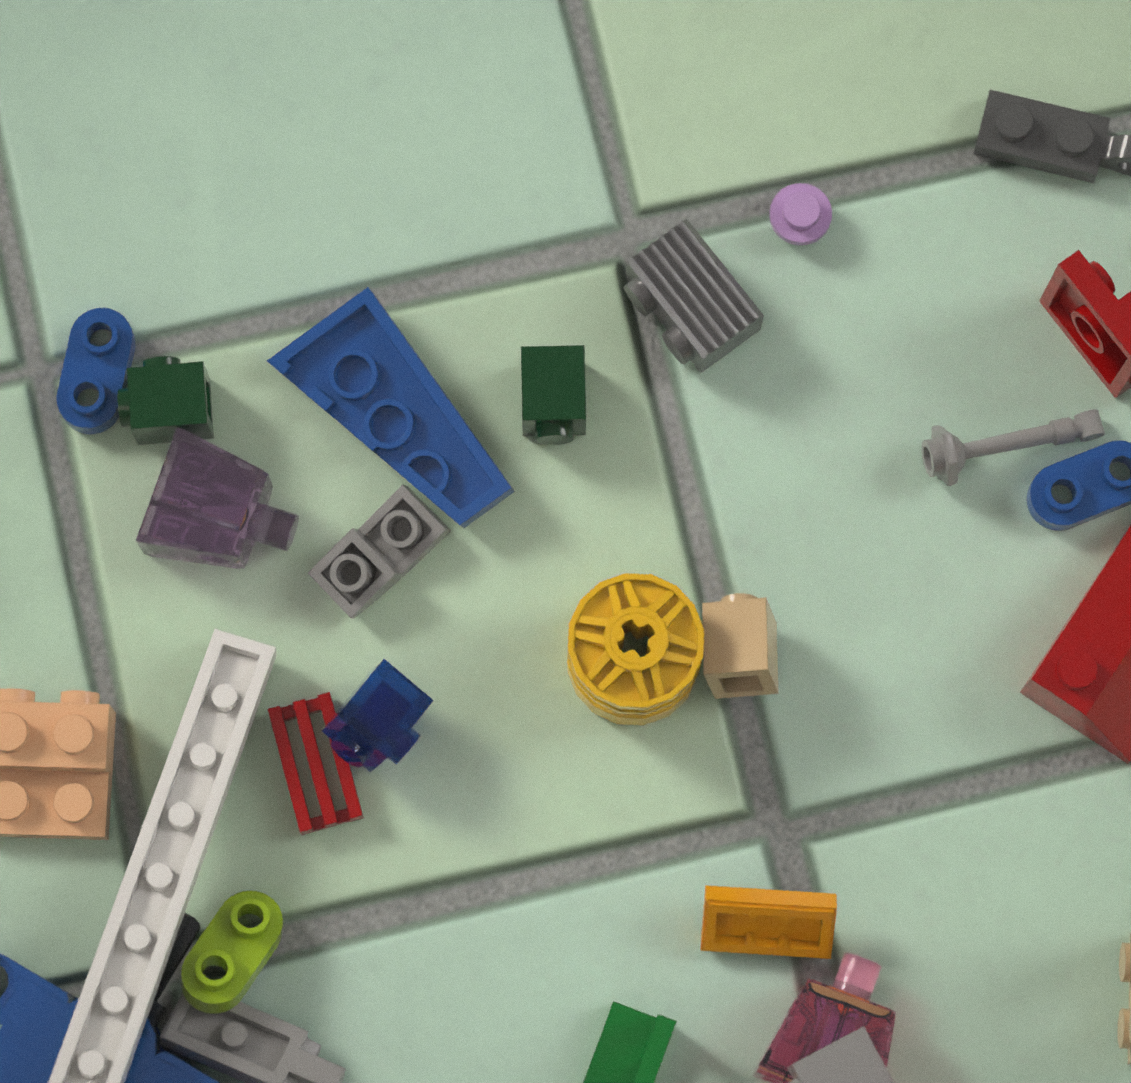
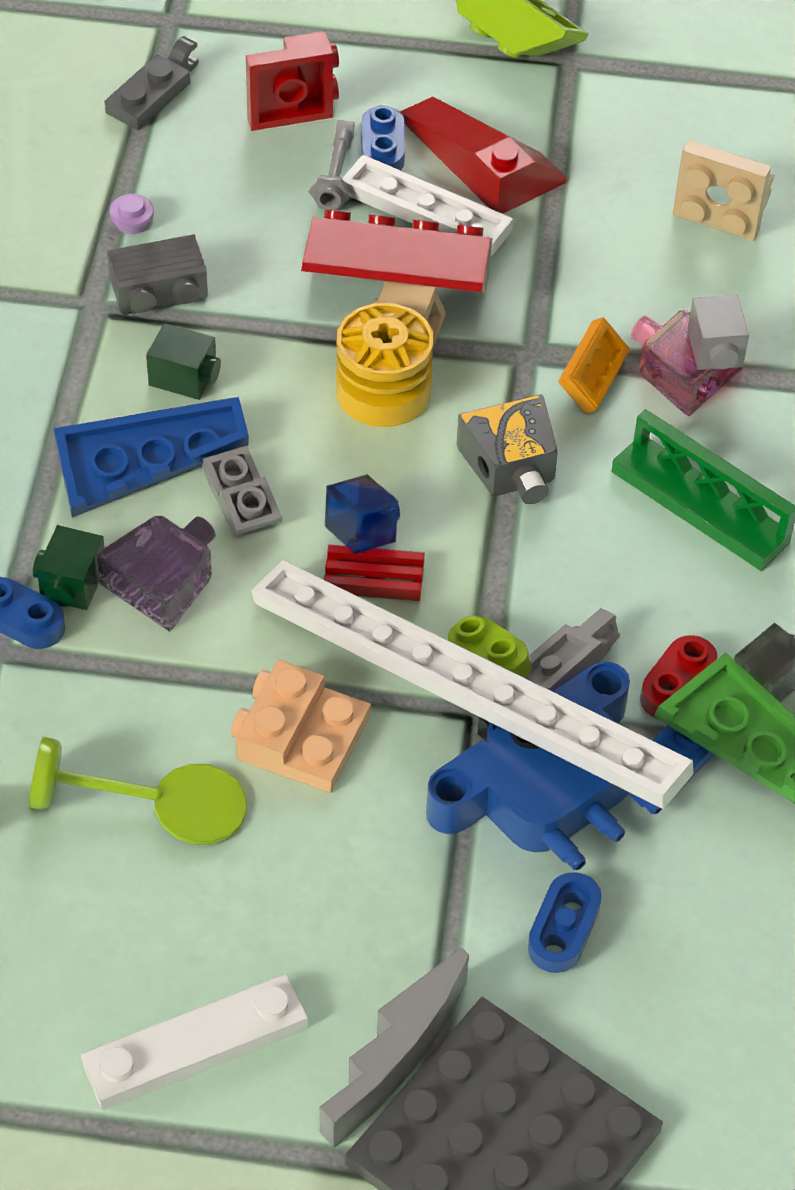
camera: 70 degrees left, 25 degrees down
(574, 866) = (510, 447): none -> dark grey torso
(828, 596) = (398, 253): none -> slope
(977, 593) = (420, 200): none -> white plate

